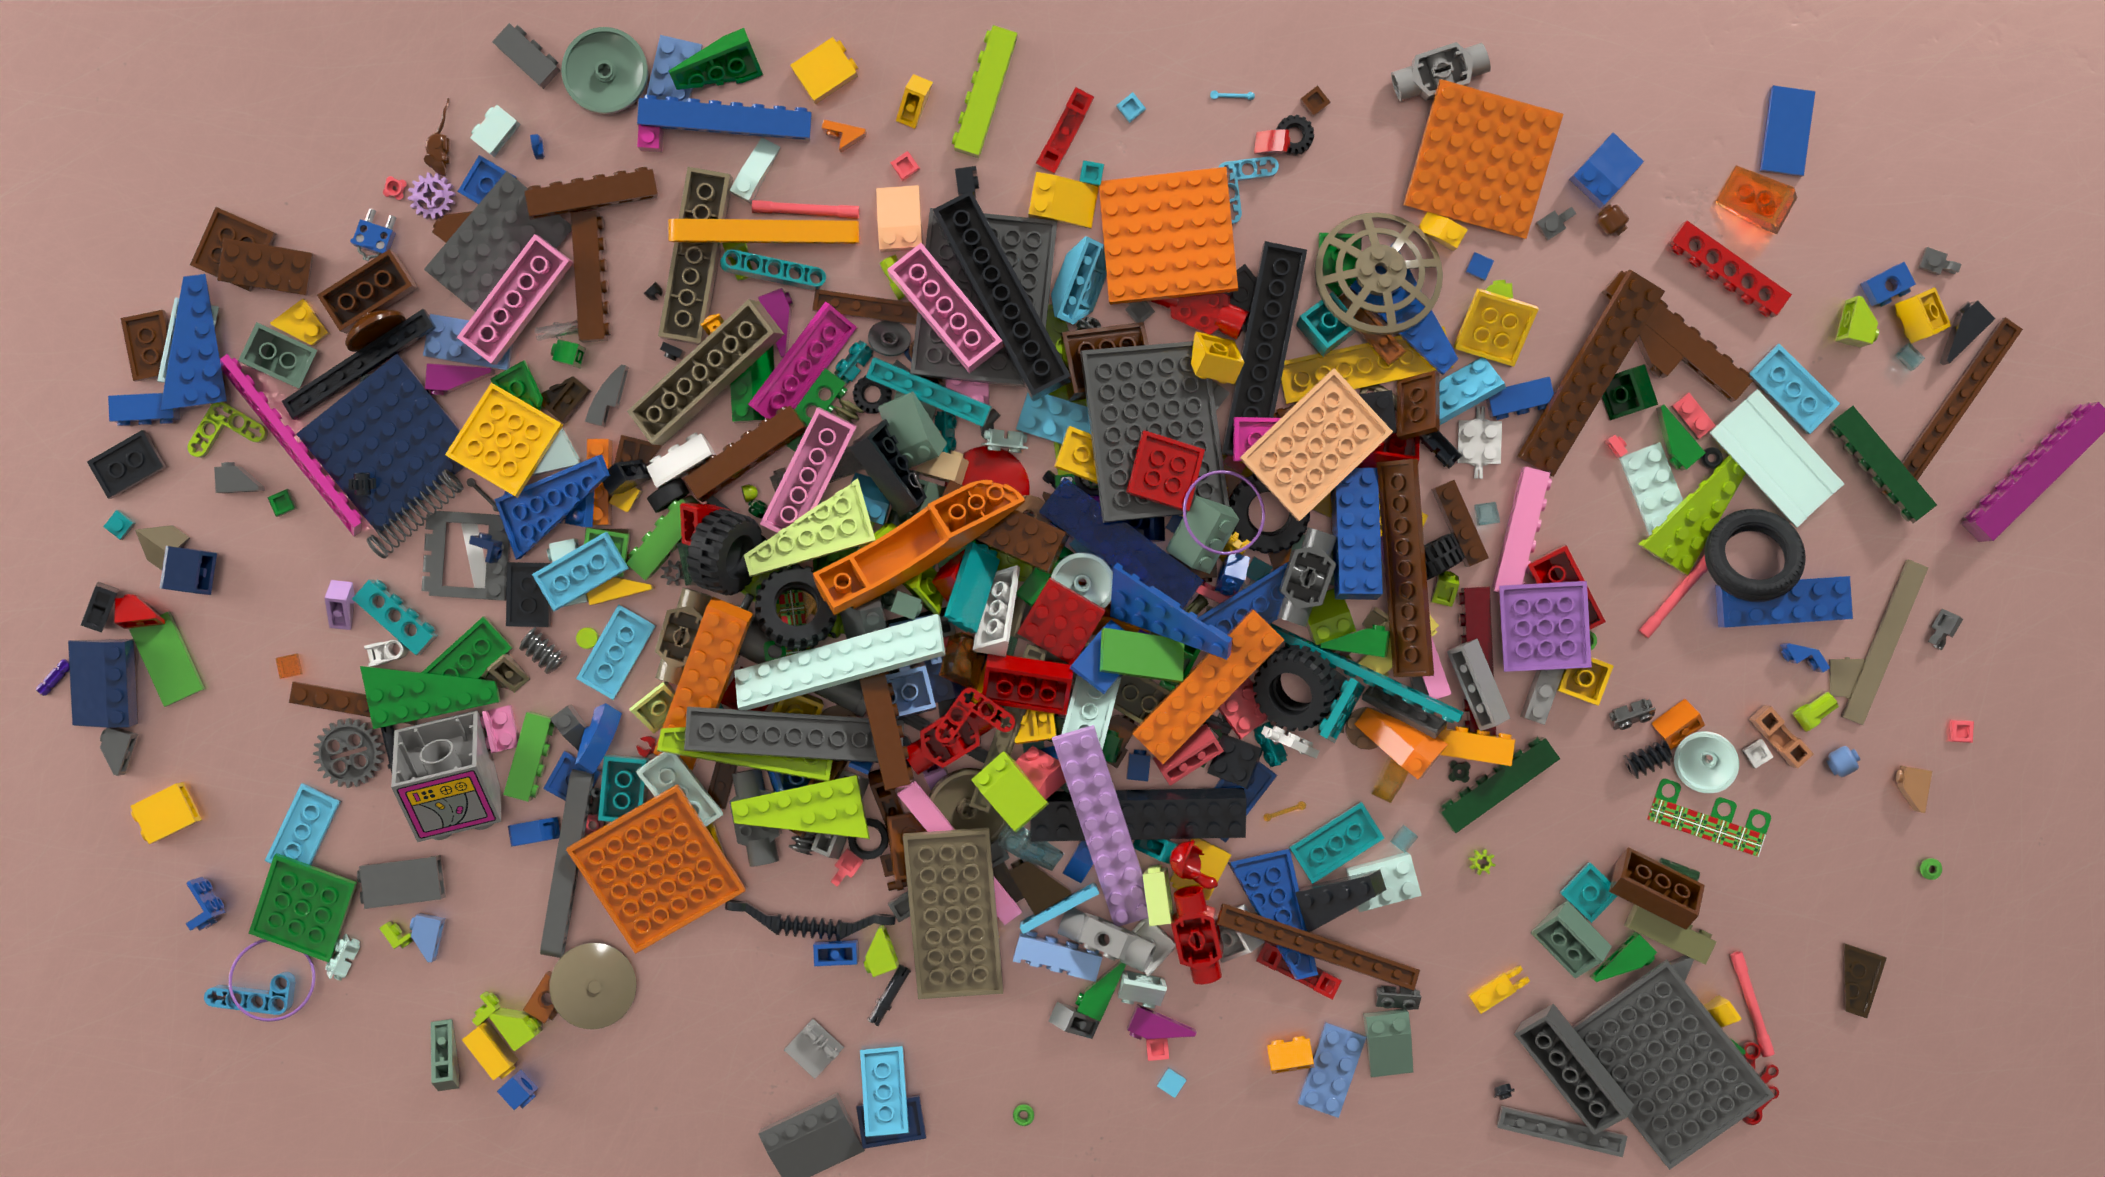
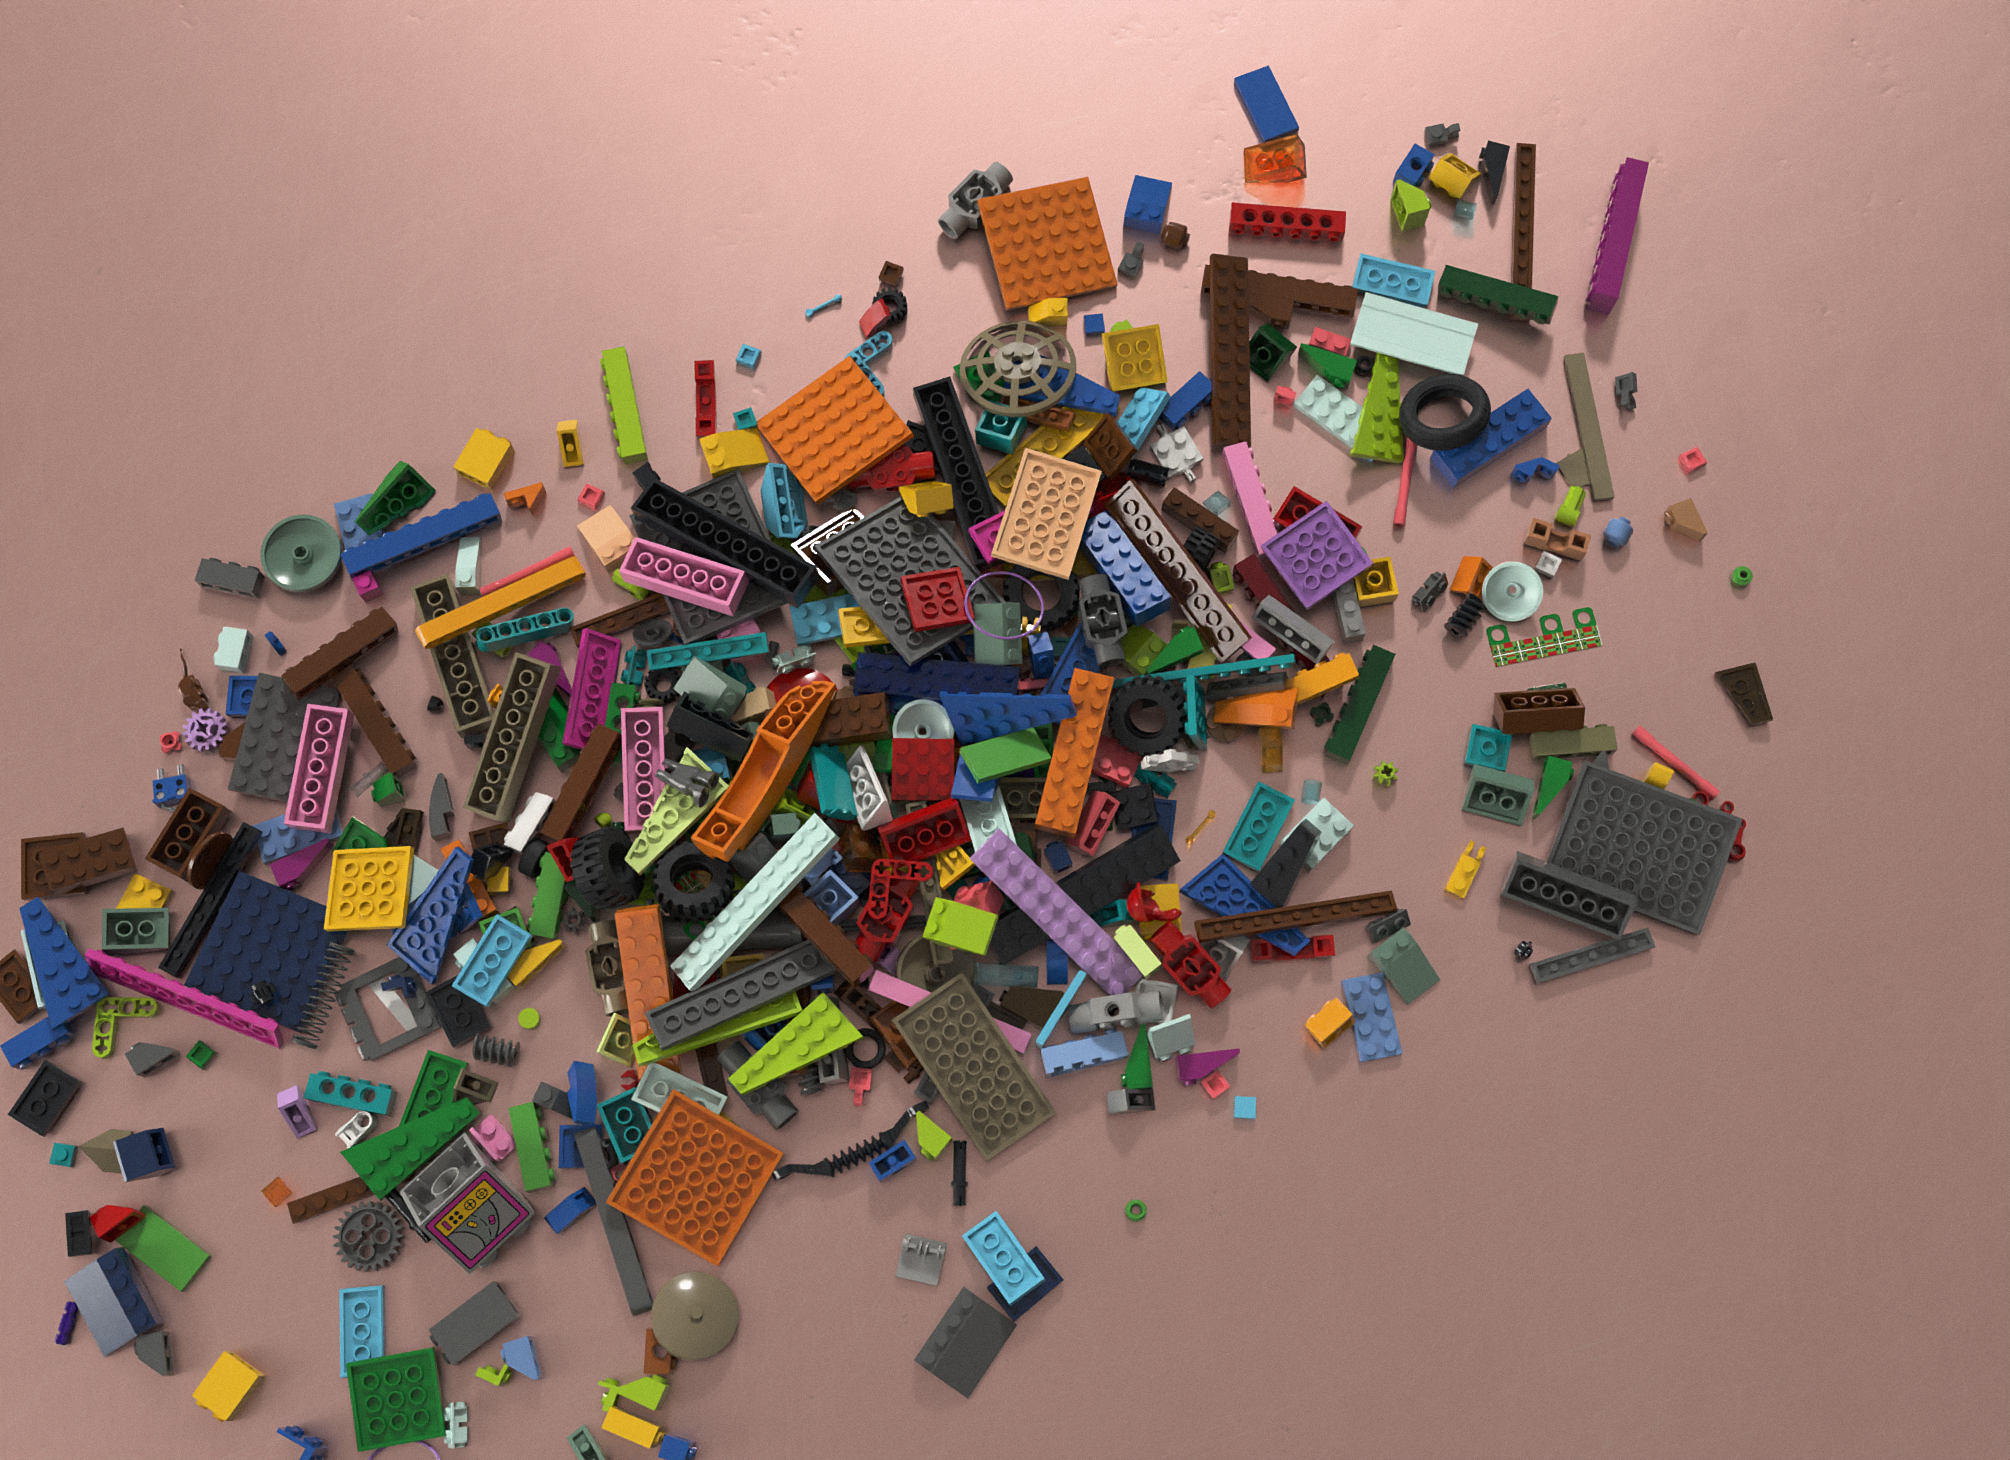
camera: 30 degrees left, 15 degrees down
(472, 483) = (360, 945): dark grey hinge -> none
(616, 652) = (560, 1015): medium azure plate -> none
(837, 512) = (684, 780): none -> dark grey piece

